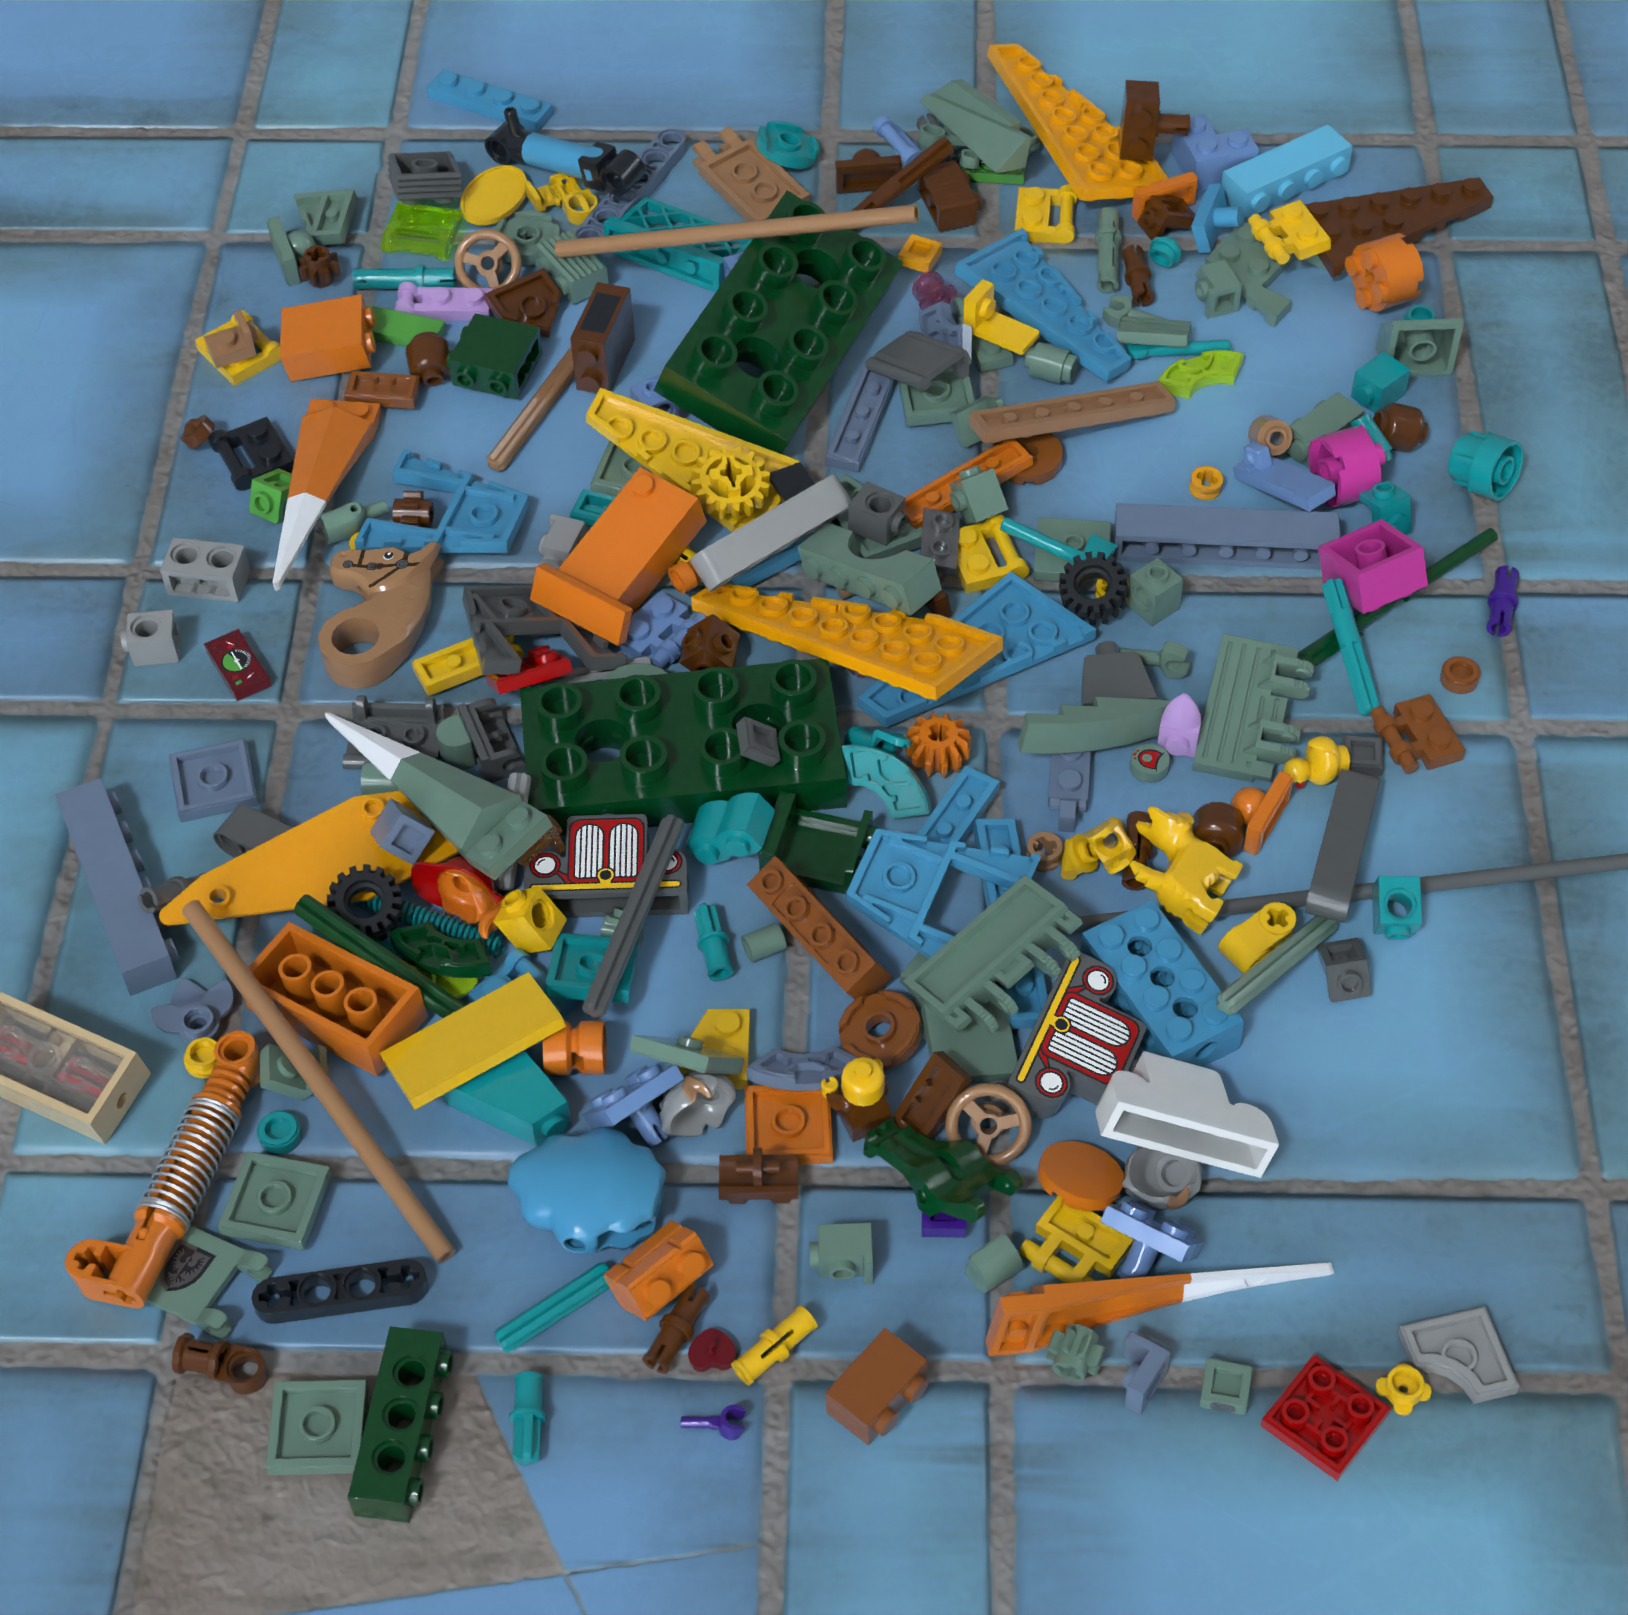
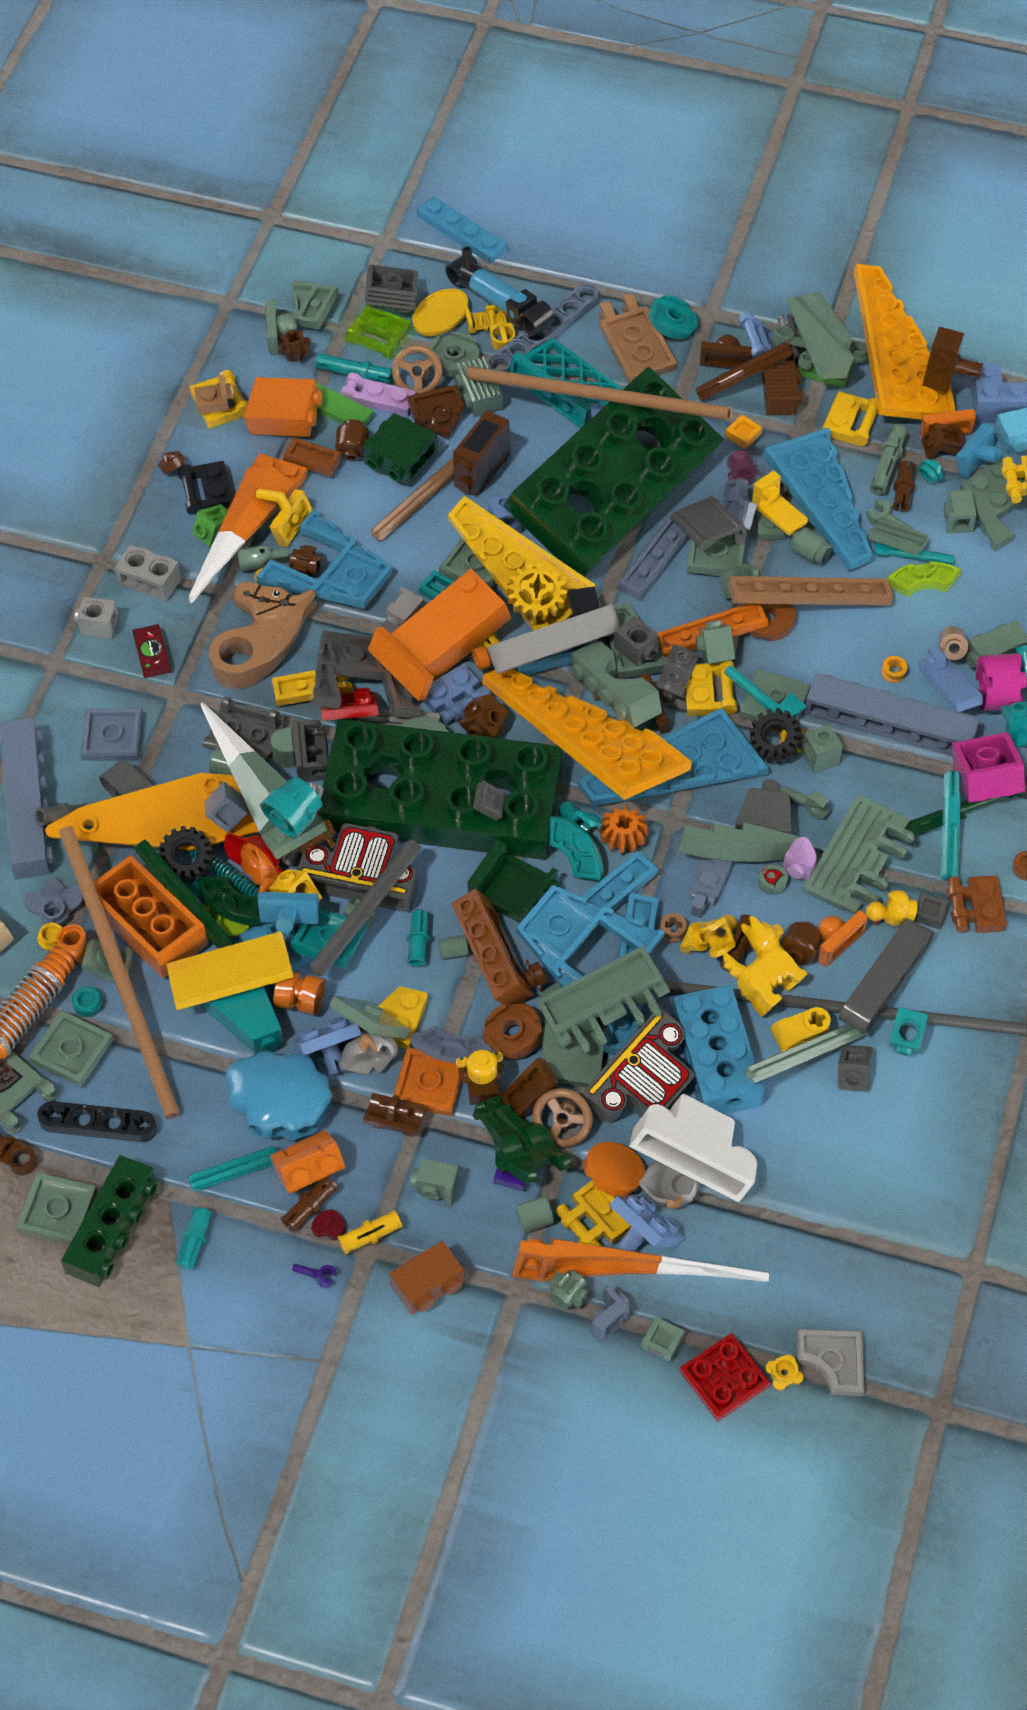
camera: 15 degrees right, 5 degrees up
(378, 459) = (291, 515): none -> yellow plate
(501, 802) = (292, 807): none -> teal piece
(529, 941) = (288, 909): none -> dark azure tile
(730, 828) = (453, 858): teal brick -> none
(887, 951) = (536, 975): none -> reddish brown plate

